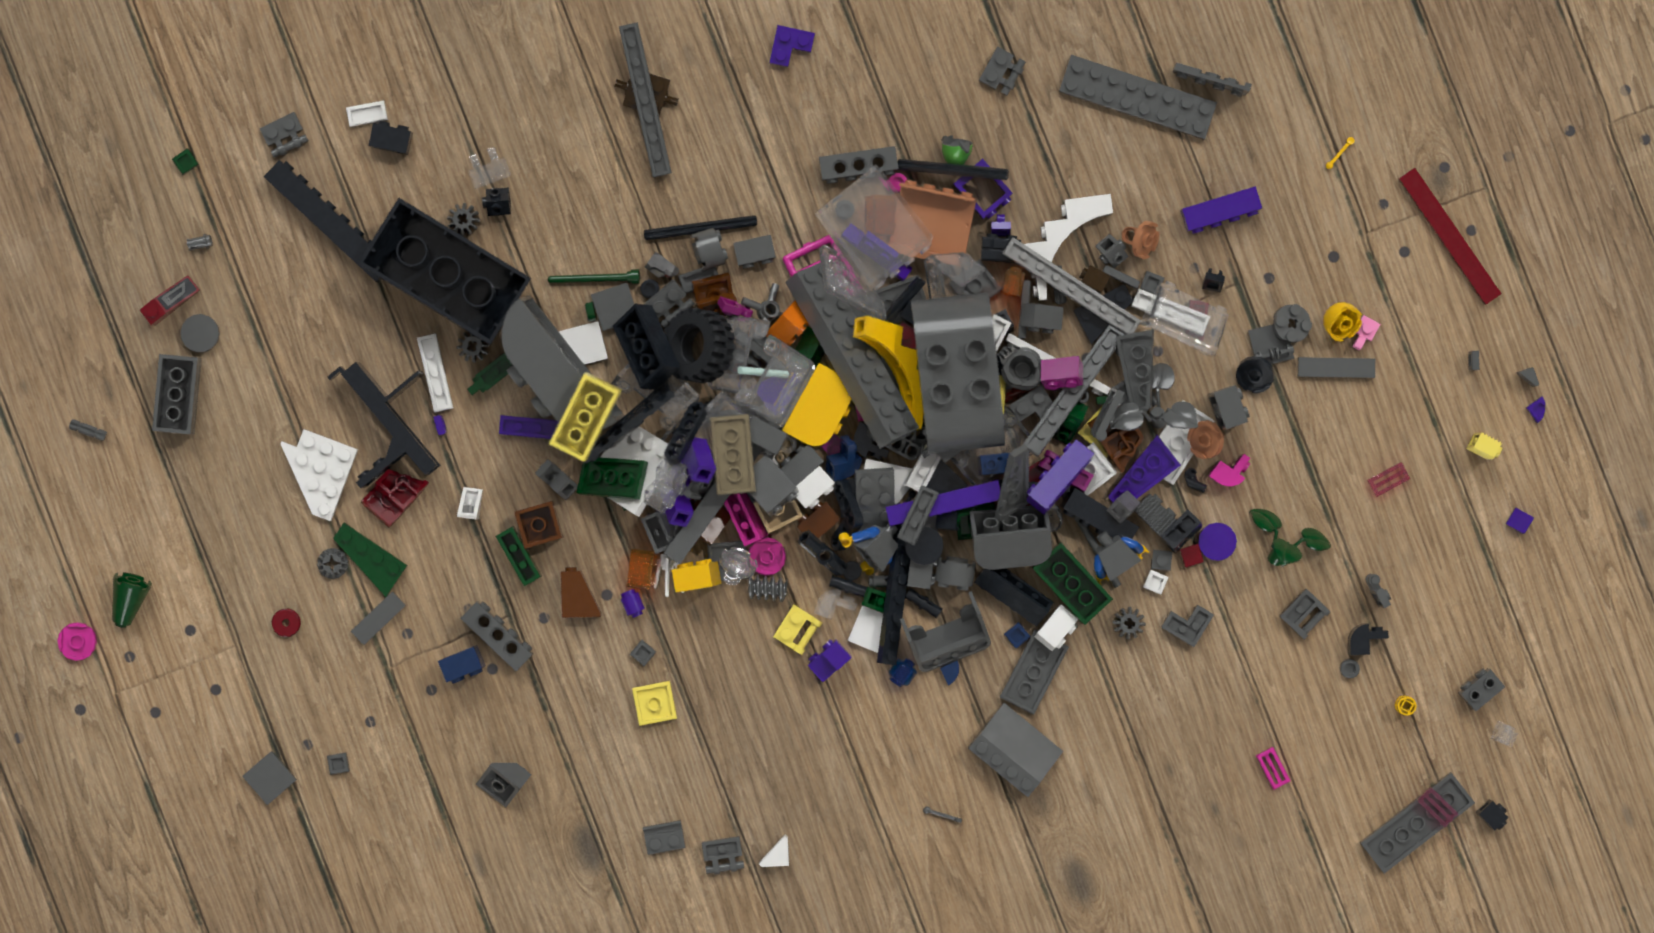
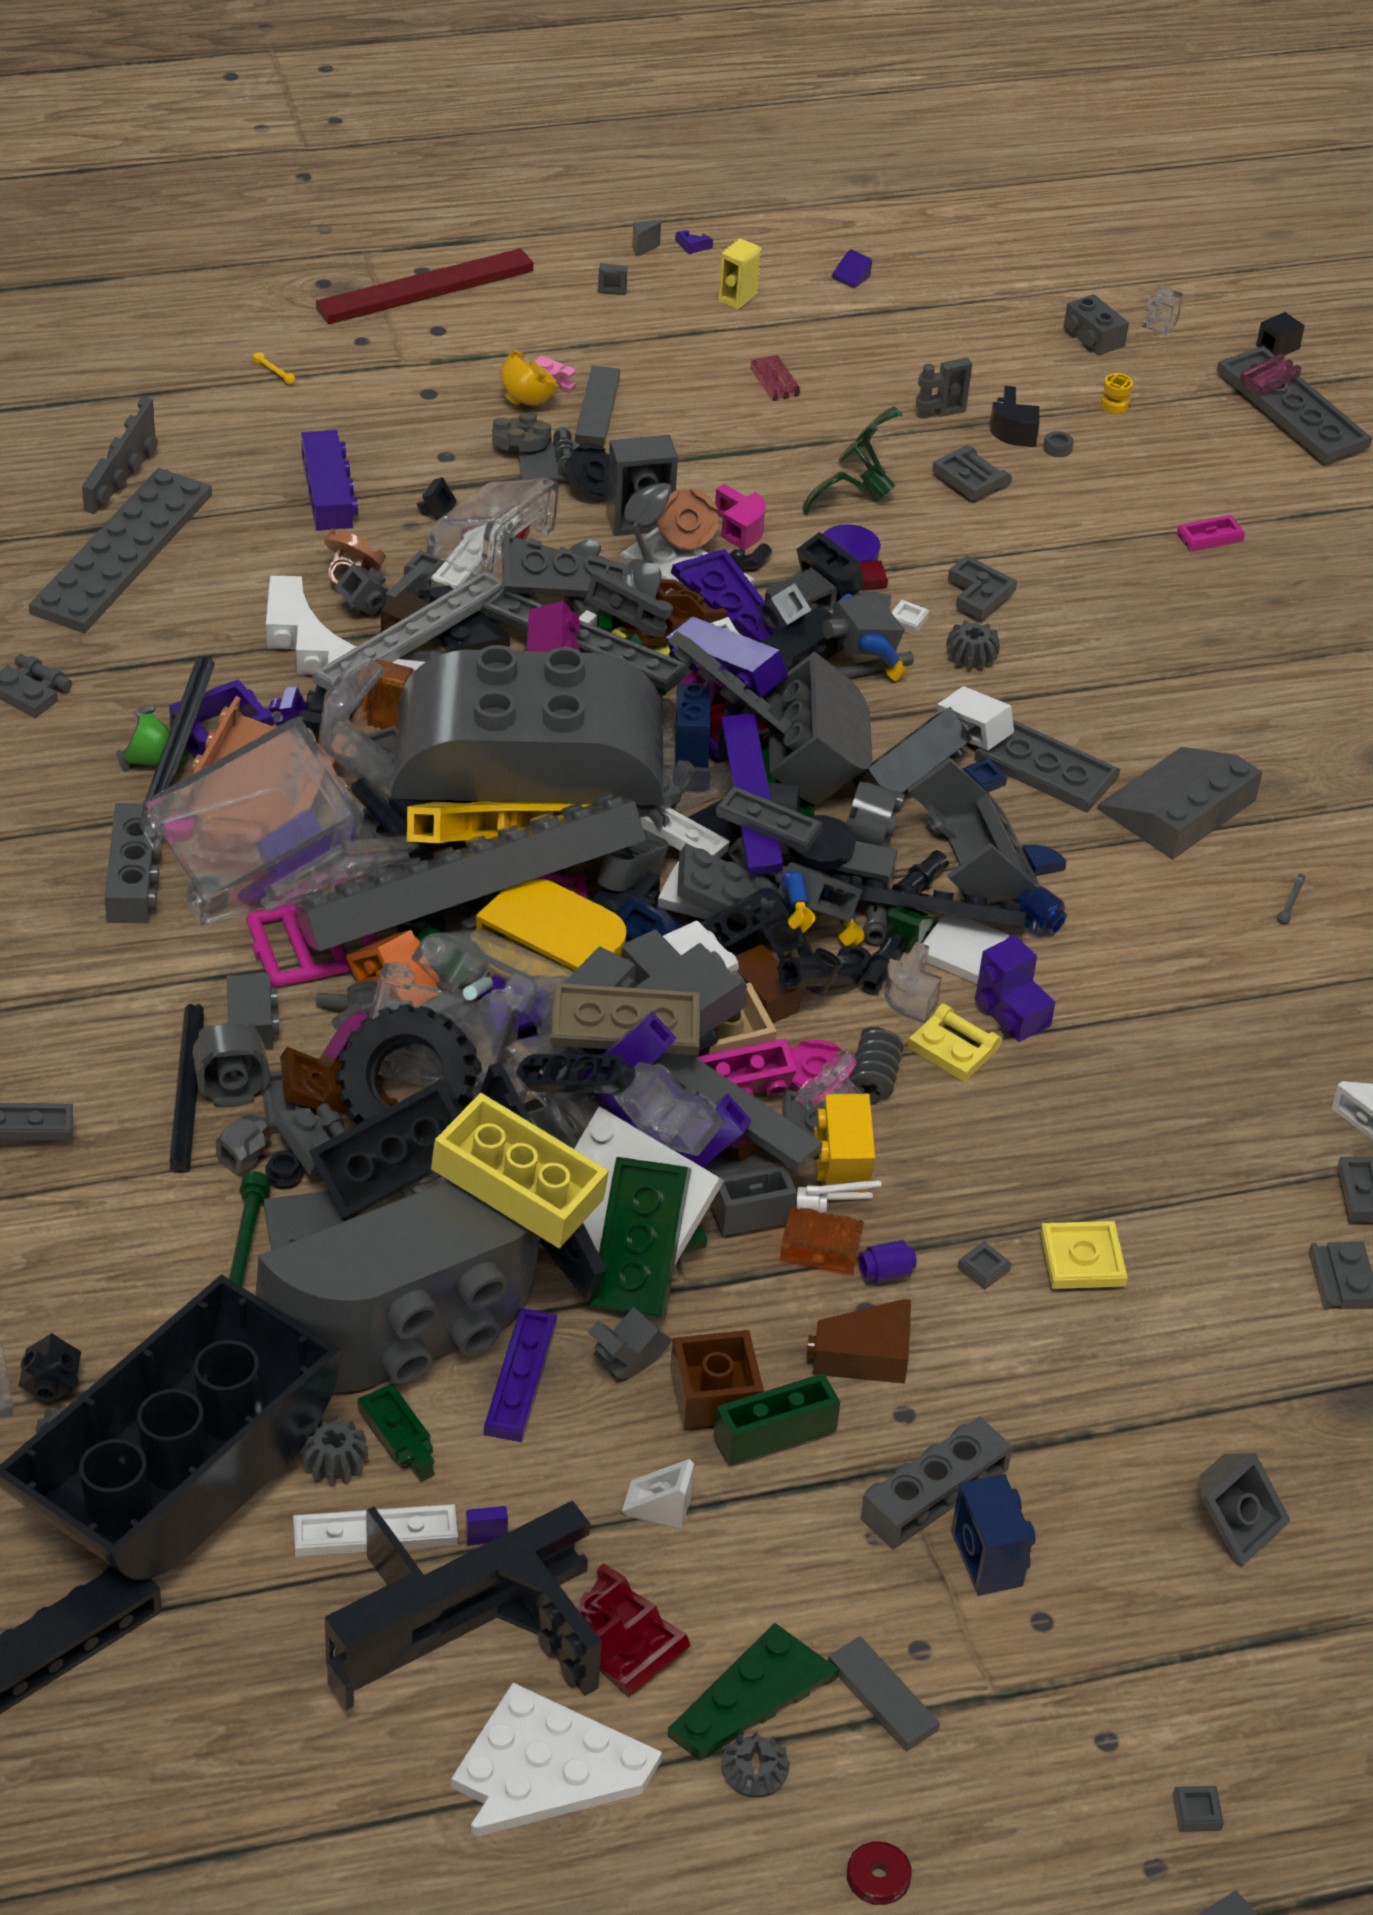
camera: 85 degrees left, 45 degrees down
(1073, 584) = (909, 686): dark green brick -> none

